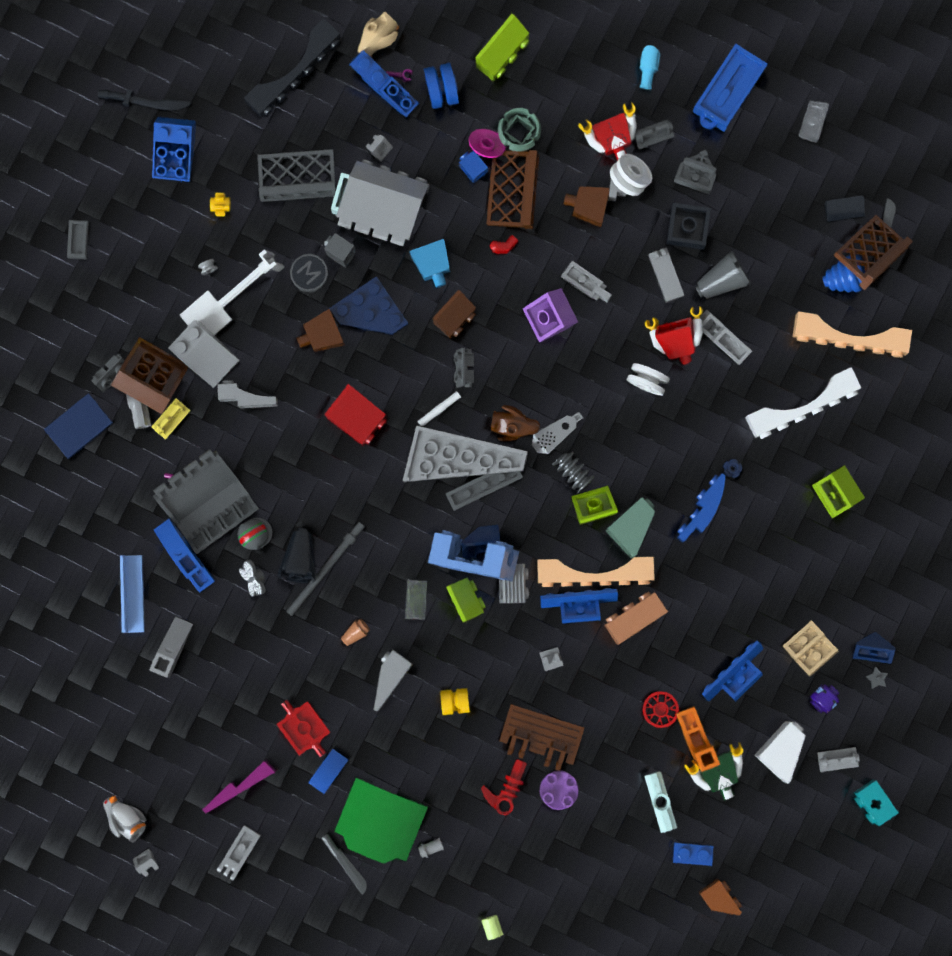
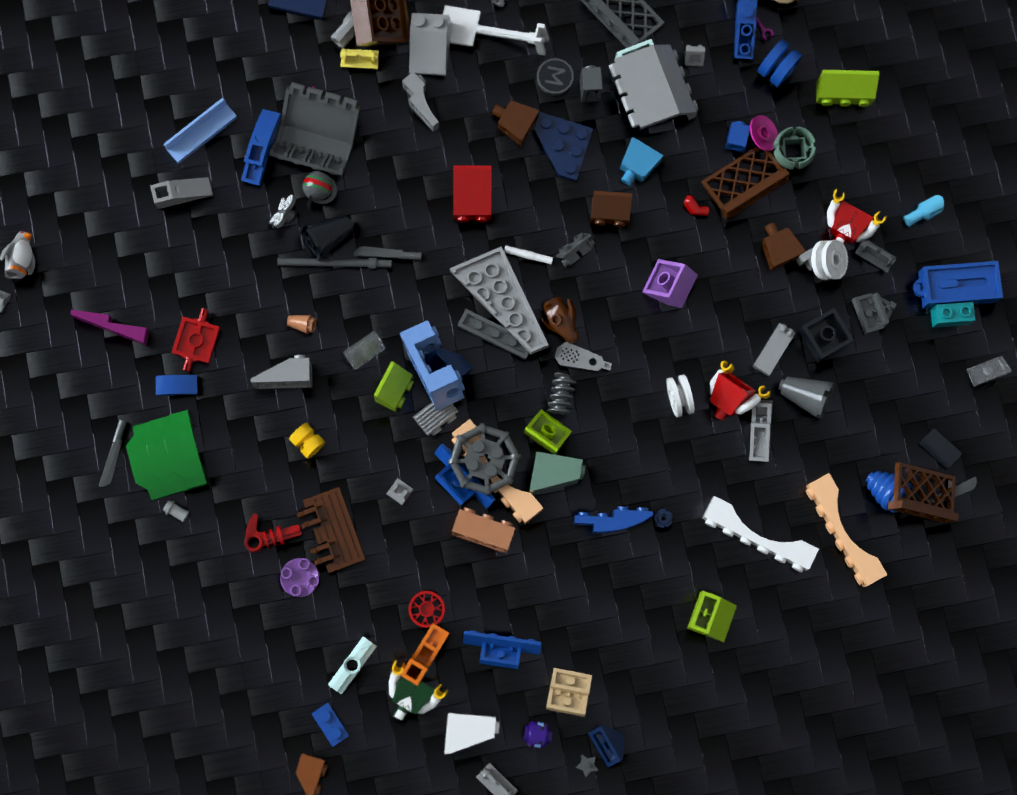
camera: 40 degrees right, 5 degrees down
(239, 851) = (60, 364): light grey hinge -> none
(339, 532) = (386, 253): none -> dark grey piece
(492, 927) = (149, 608): yellowish green piece -> none
(586, 282) = (718, 291): light grey hinge -> none
(591, 574) = (490, 468): none -> dark grey plate
(748, 113) = (952, 314): none -> teal brick

